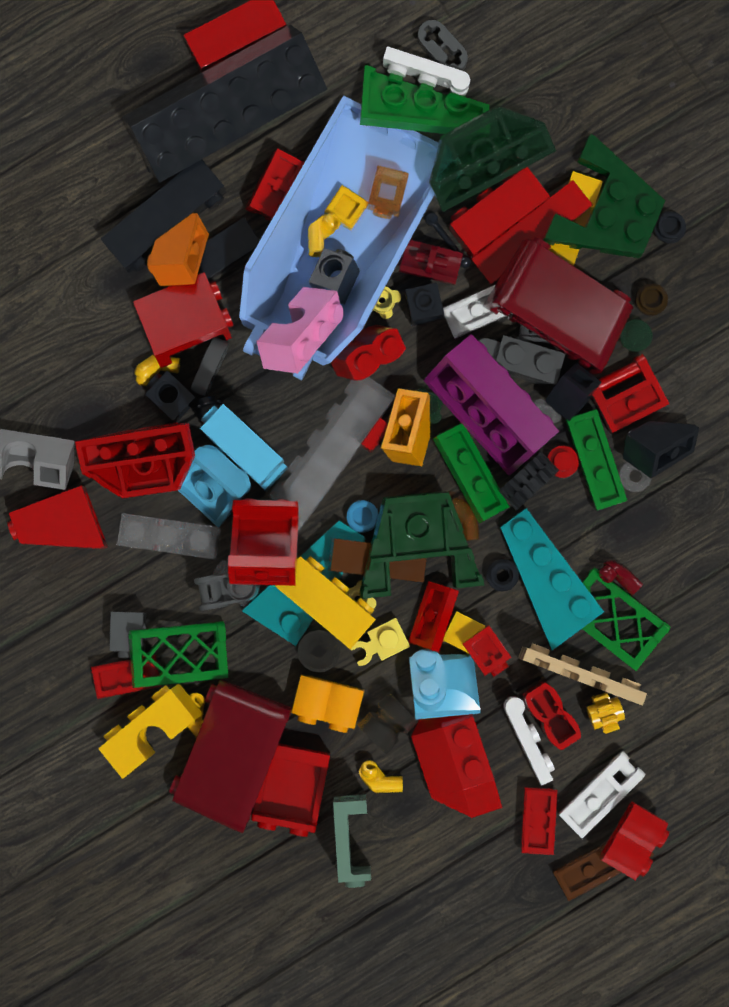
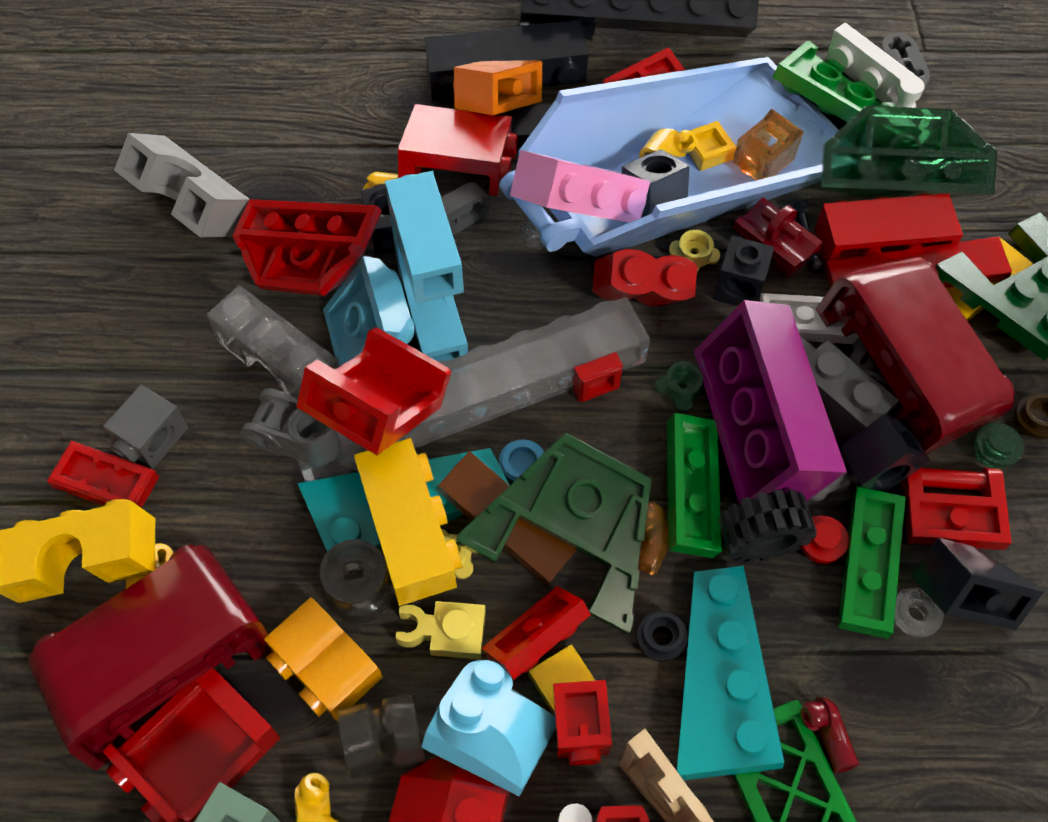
camera: 30 degrees right, 25 degrees down
(59, 521) = (169, 271): red slope -> none
(195, 674) = (142, 497): green window -> none
(408, 428) = (642, 387): light orange slope -> none

